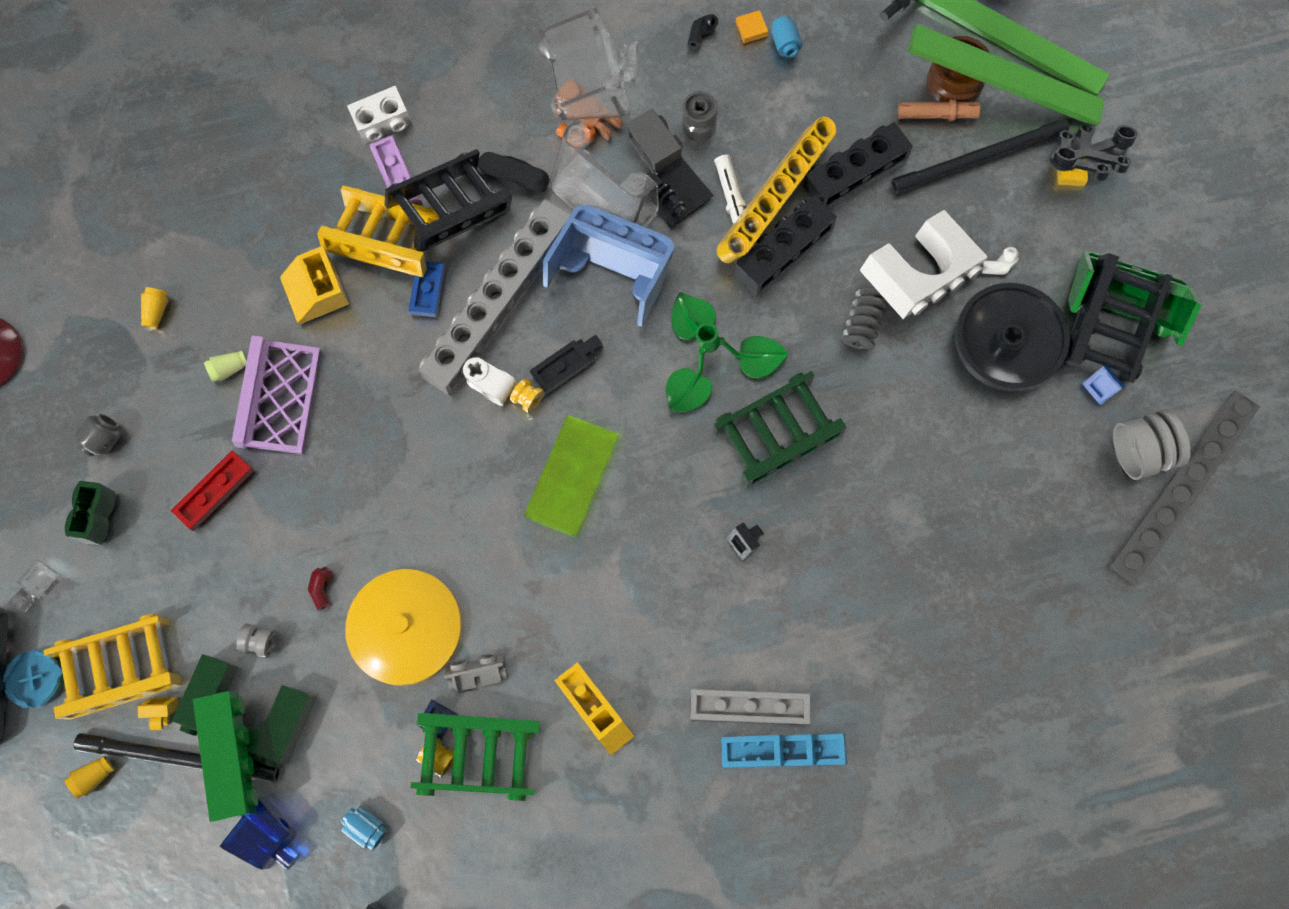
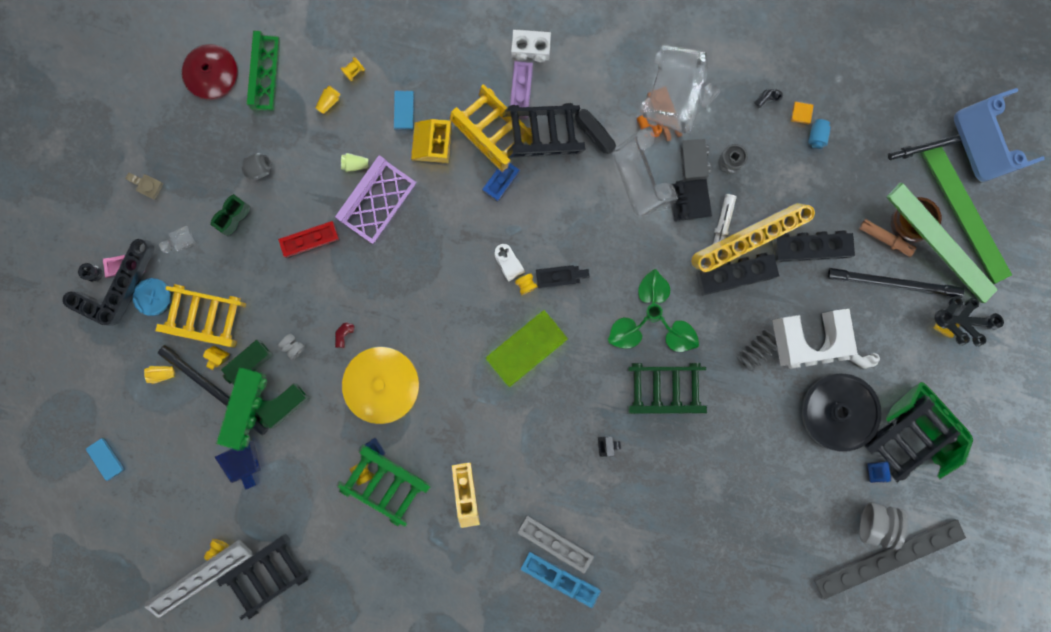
camera: 25 degrees right, 10 degrees up
(41, 318) = (256, 68): none -> green fence
(167, 255) = (352, 69): none -> yellow bush
(259, 271) = (404, 110): none -> dark azure tile
(363, 827) = (299, 490): dark azure brick -> none
(448, 376) = (603, 183): light grey brick -> none
(464, 672) = (417, 437): light grey hinge -> none
(614, 244) = (632, 218): medium blue windscreen -> none

